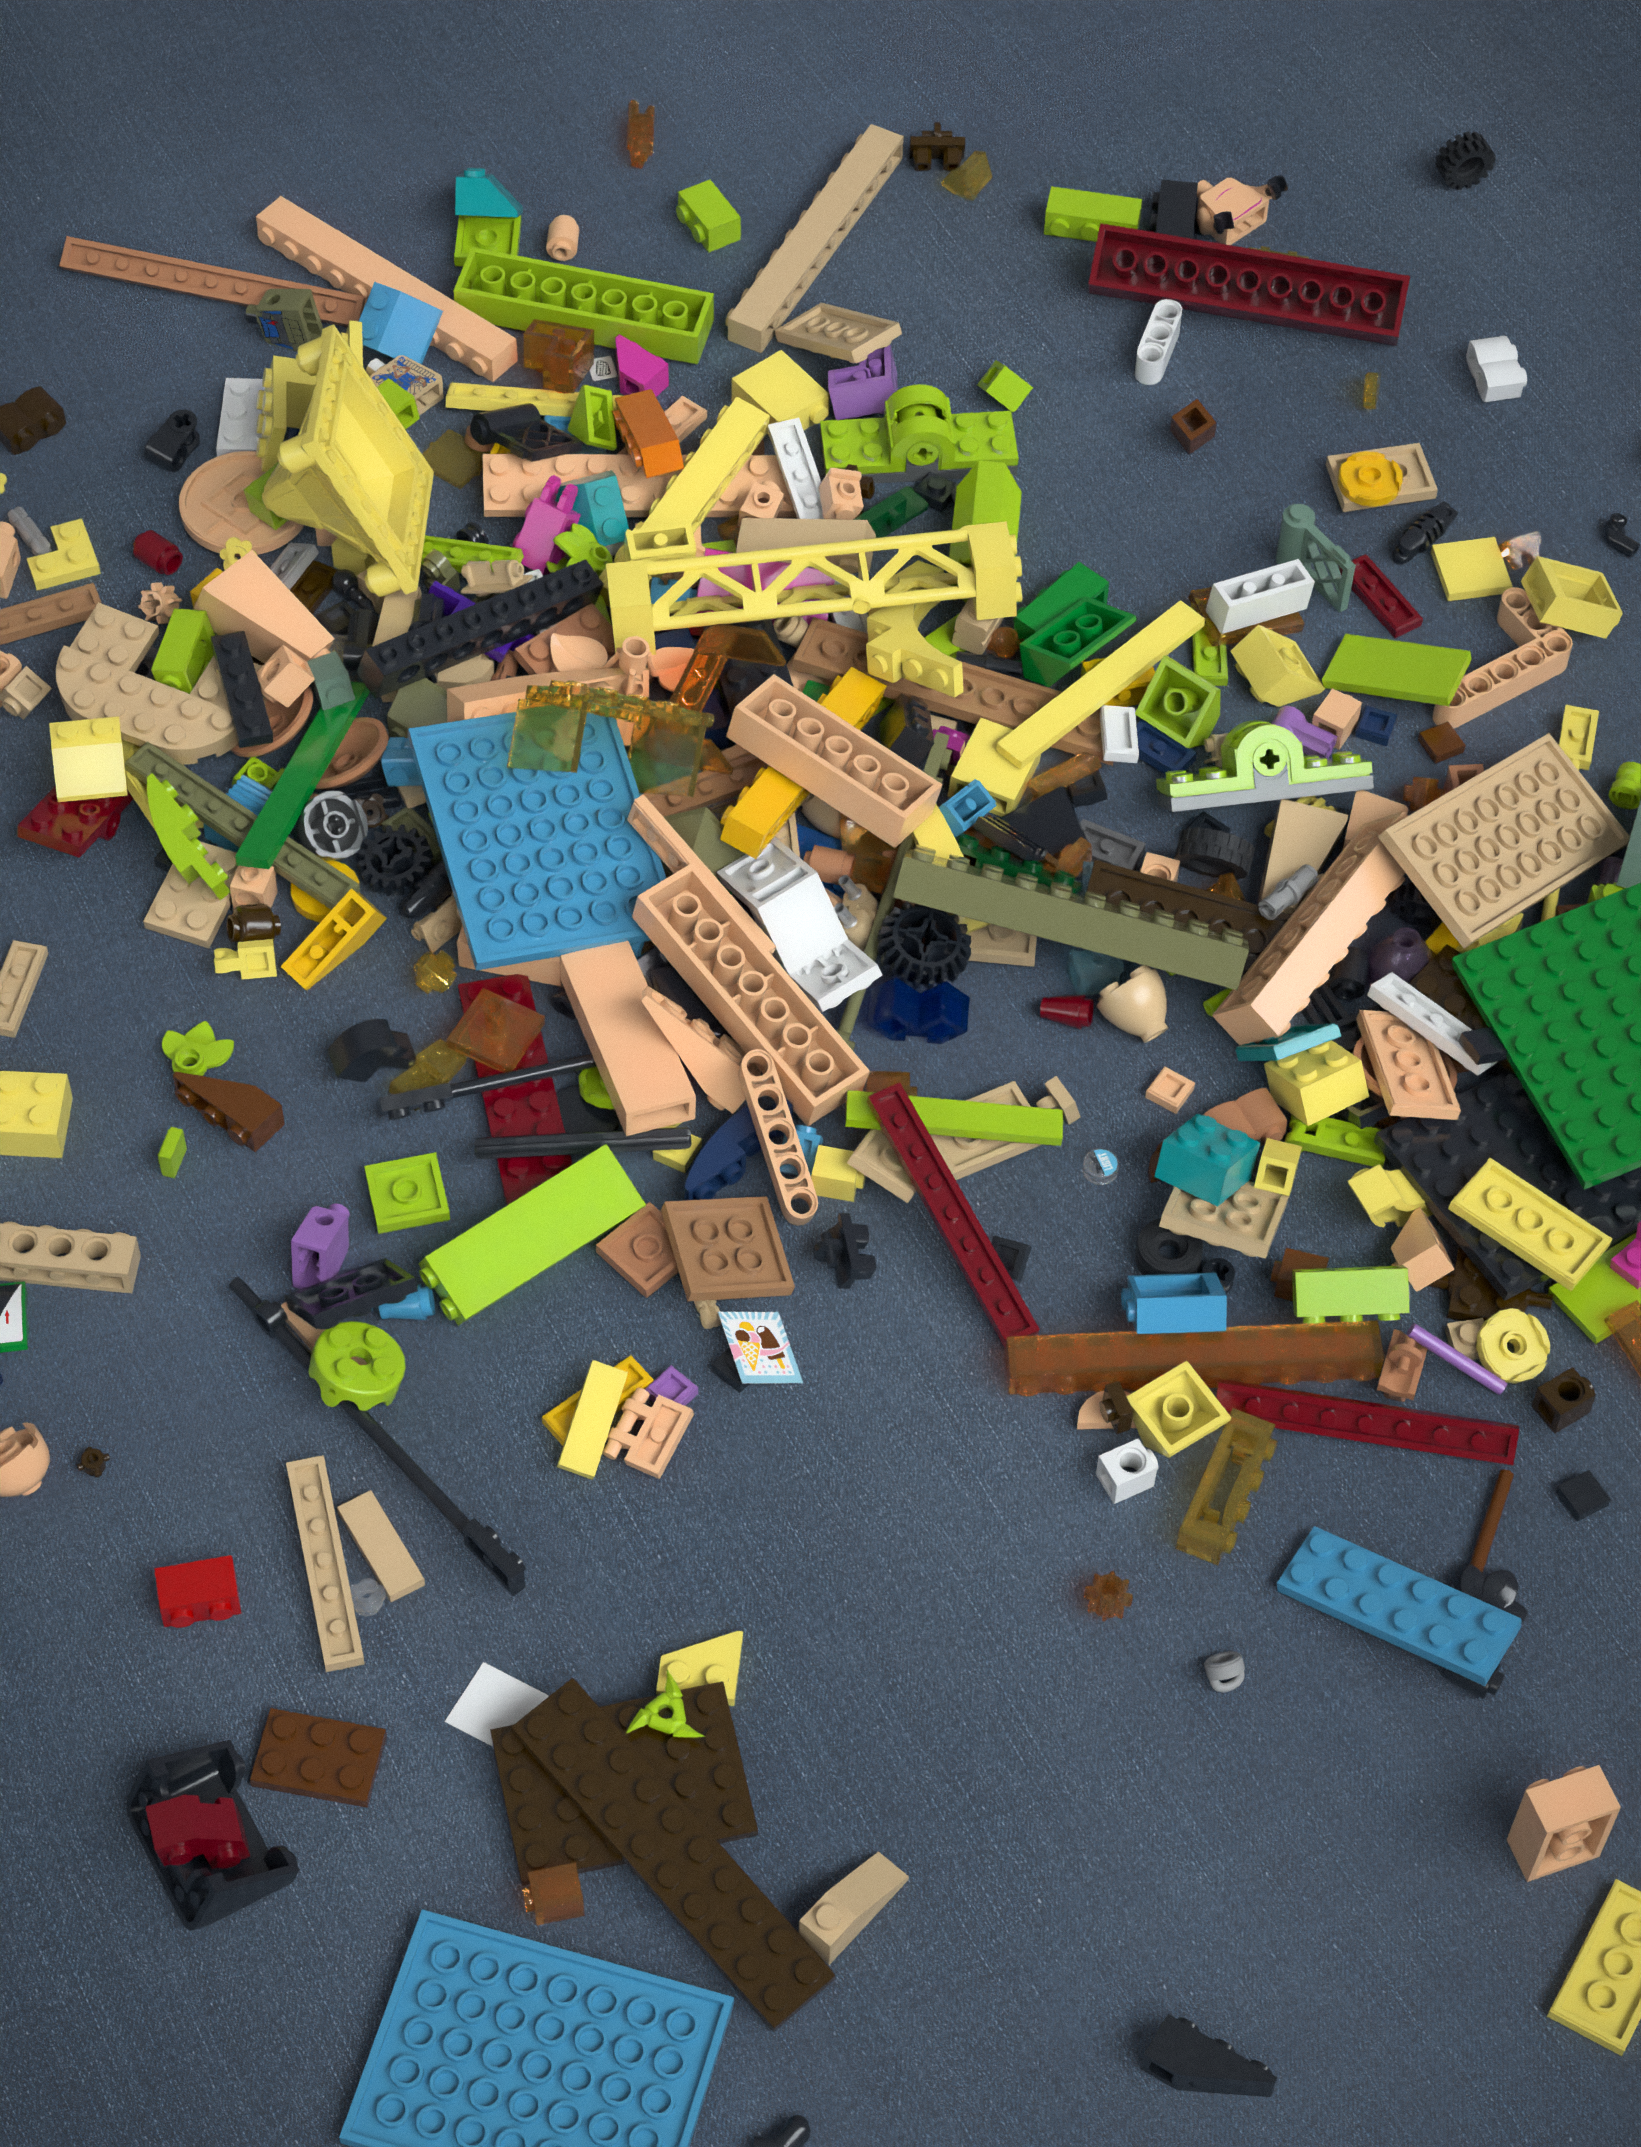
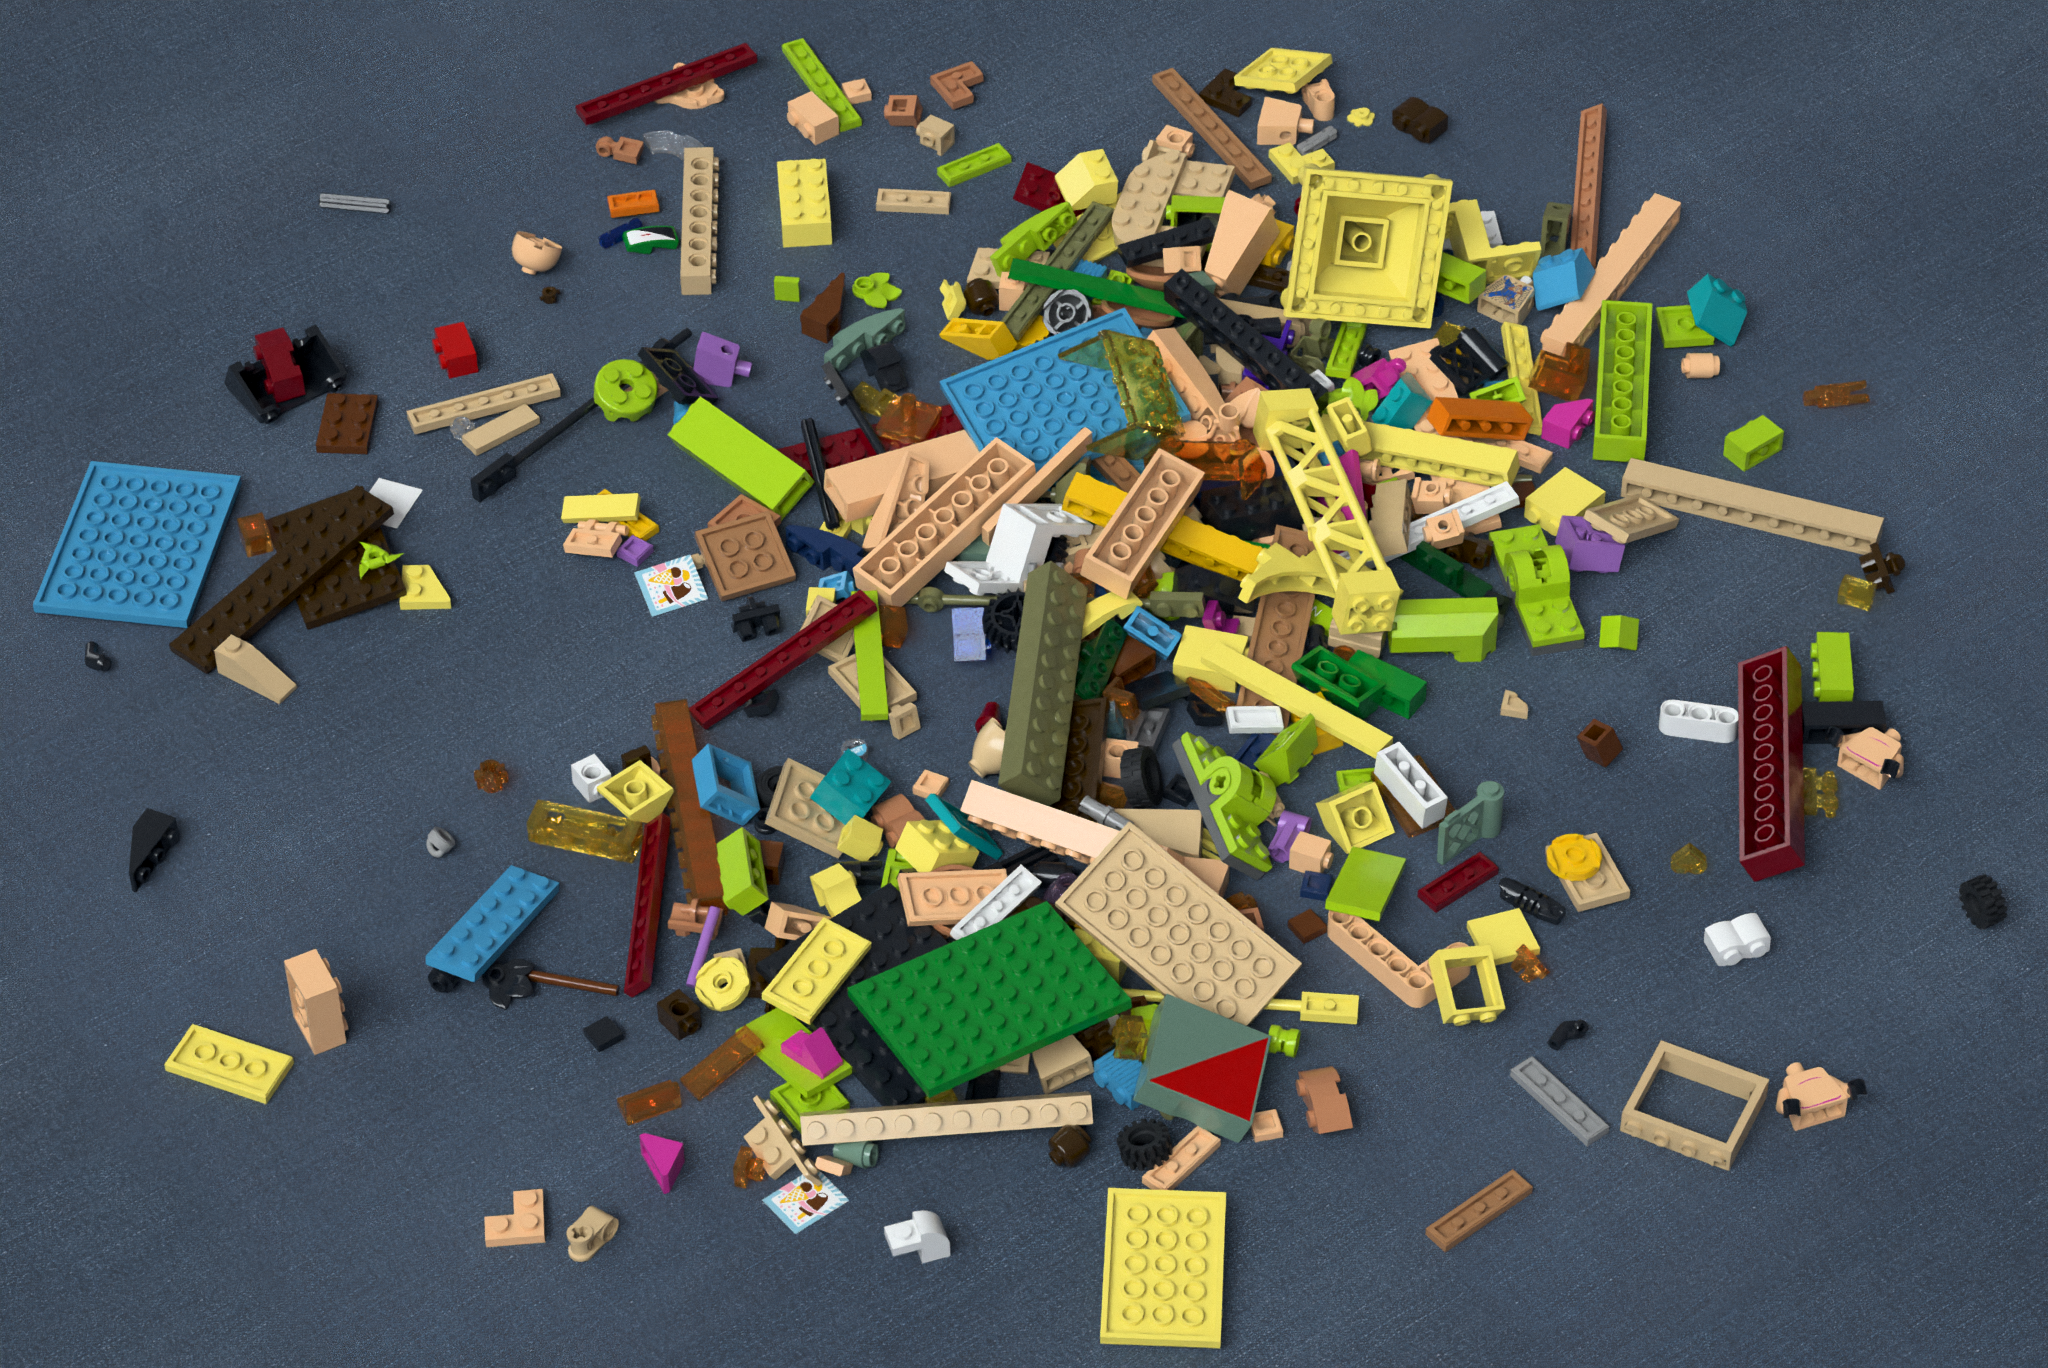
camera: 85 degrees right, 10 degrees down
(302, 1074) = (864, 335): none -> sand green slope
(407, 1193) = (773, 402): lime plate -> none
(482, 581) = (1300, 350): tan hinge -> none
(781, 1120) = (830, 560): light nougat beam -> none
(1010, 838) = (1135, 645): black tile -> none
(1101, 503) = (1513, 706): none -> tan tile
(1326, 1184) = (858, 866): none -> black hinge
(1483, 1046) = (966, 923): black tile -> none

